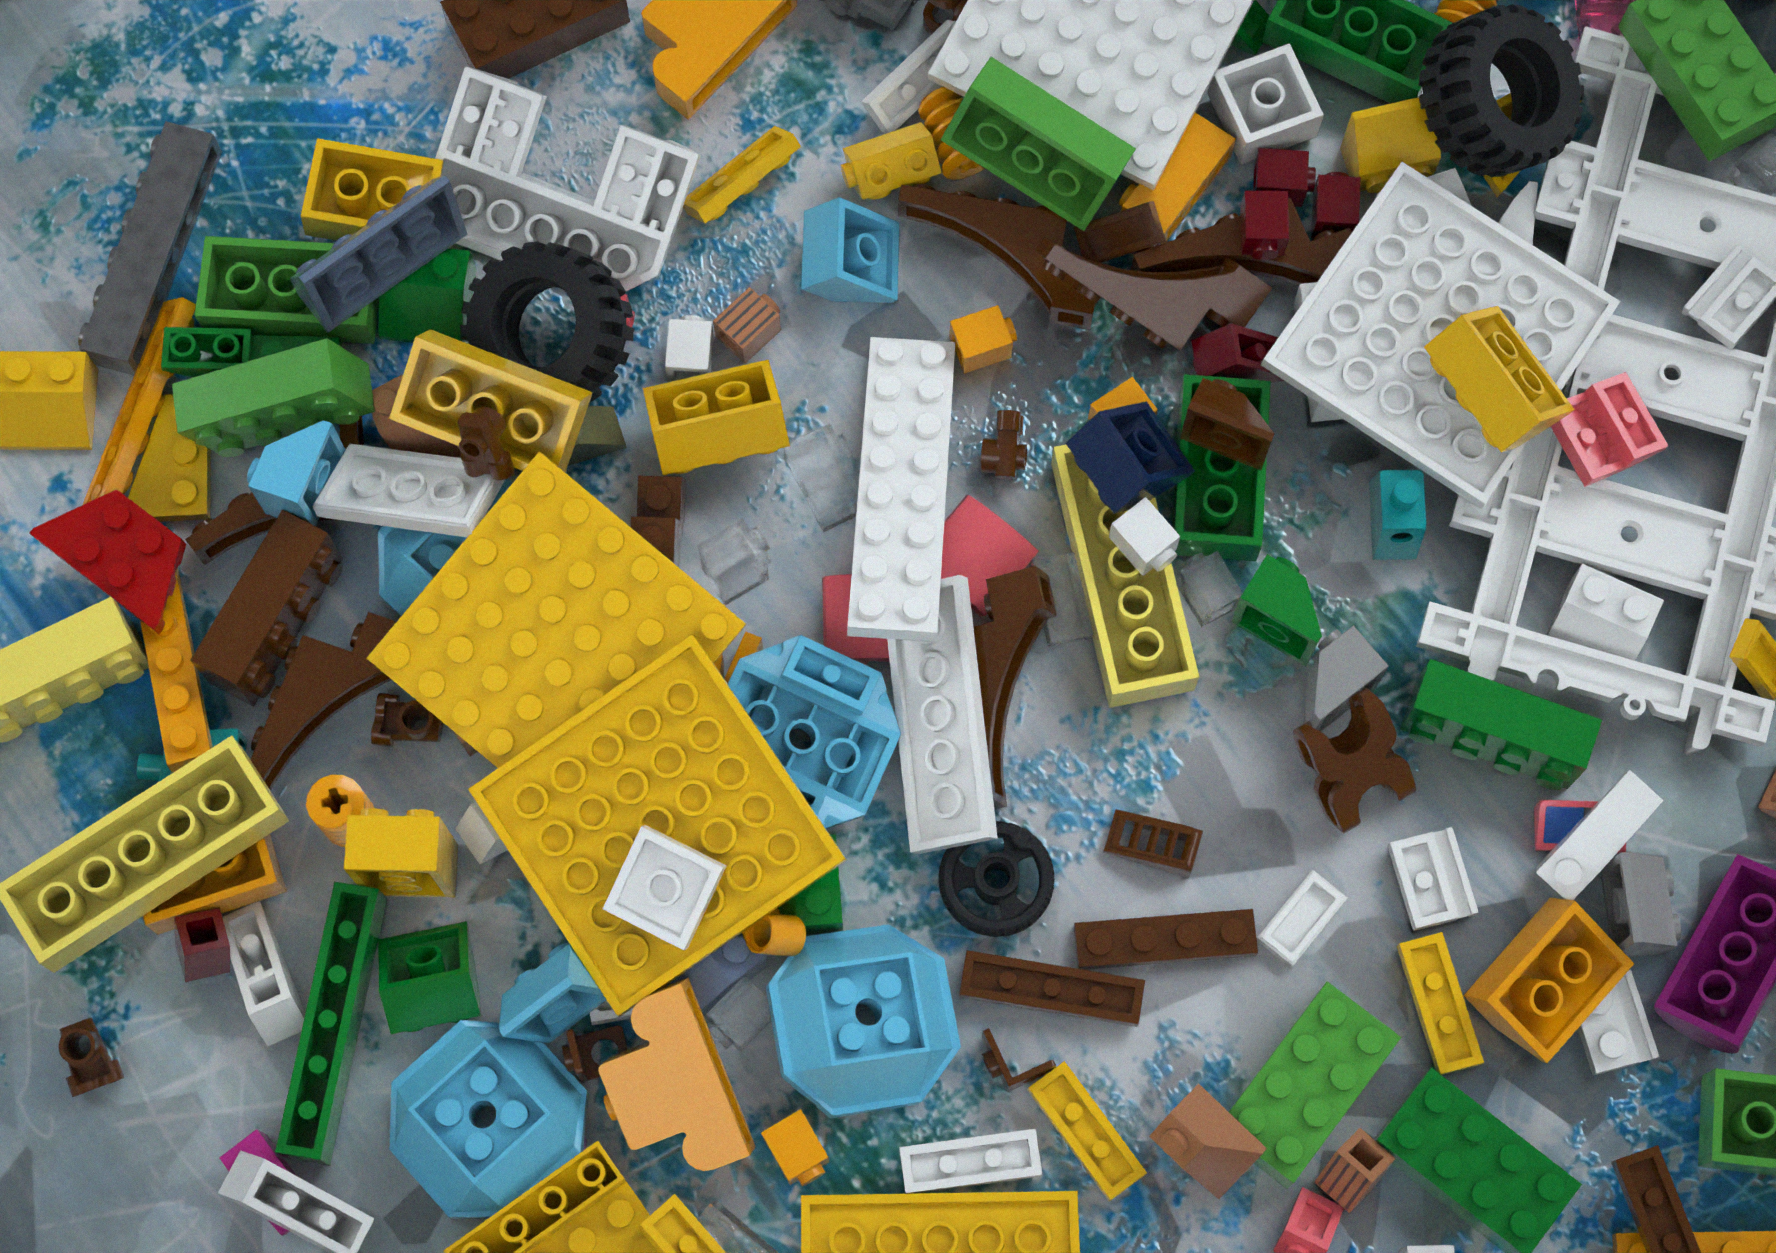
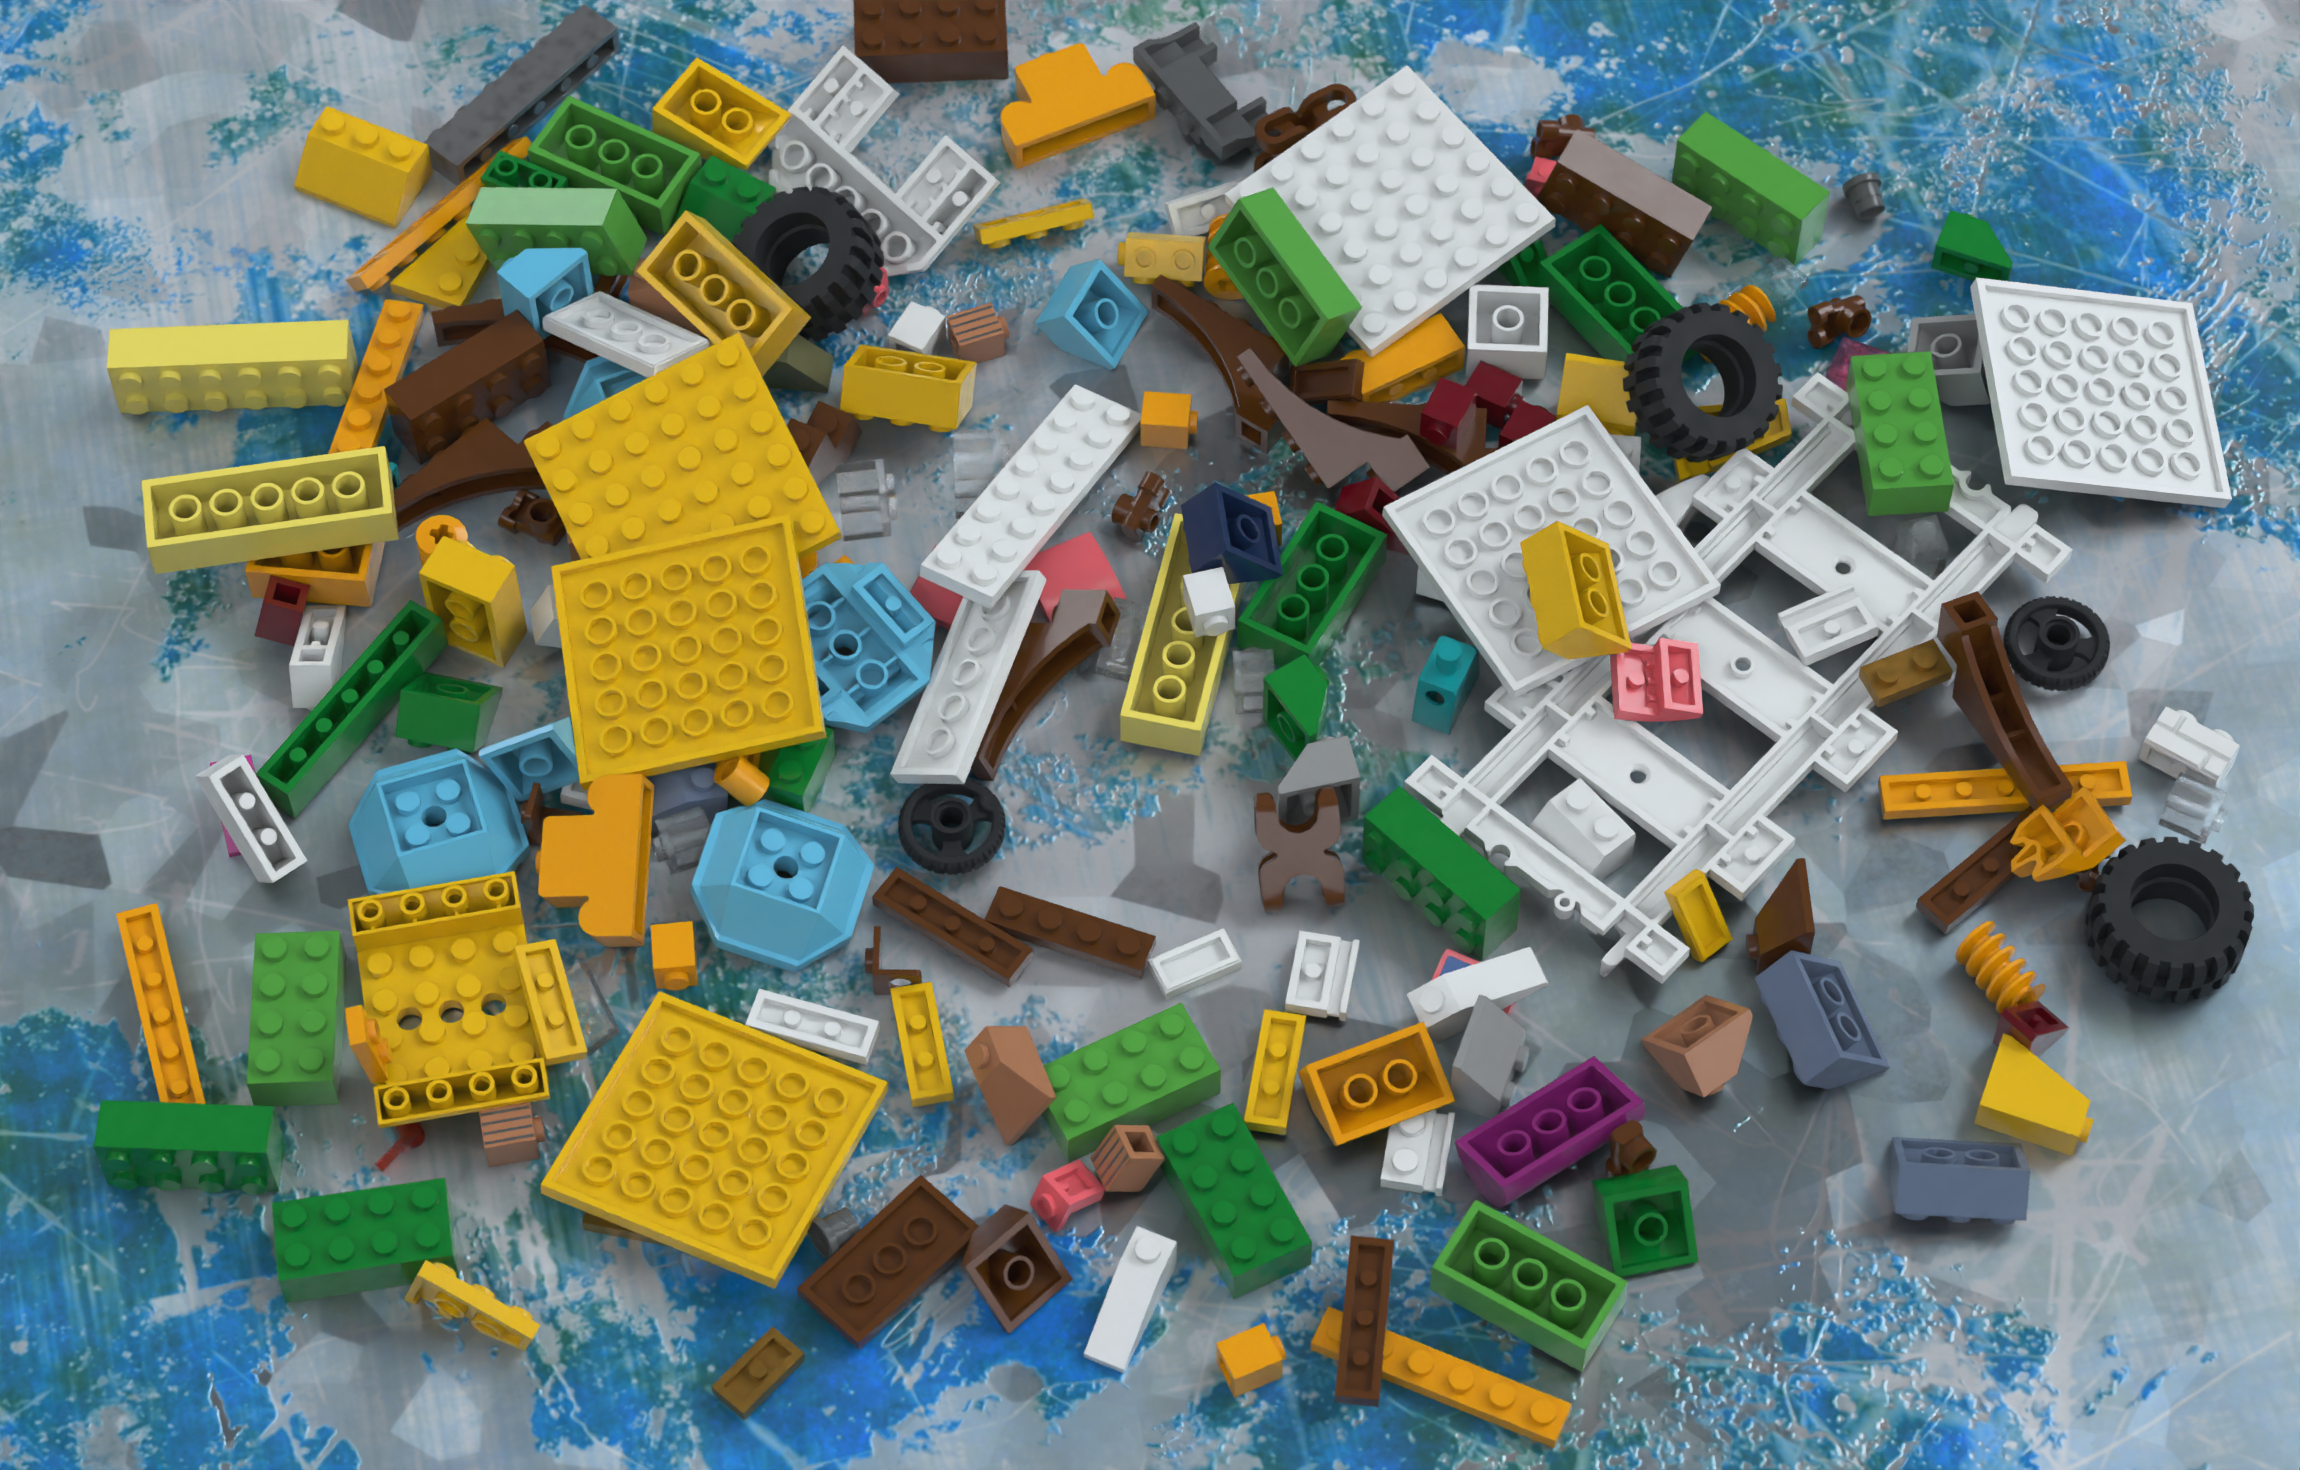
camera: 25 degrees right, 15 degrees down
(91, 1068) = (146, 667): reddish brown plate -> none
(119, 553) = (374, 296): red wing -> none
(380, 253) = (696, 148): sand blue slope -> none
(481, 445) = (696, 312): reddish brown plate -> none
(664, 887) = (666, 693): white plate -> none
(1164, 862) = (1114, 880): reddish brown slope -> none
(1227, 424) = (1319, 540): reddish brown slope -> none

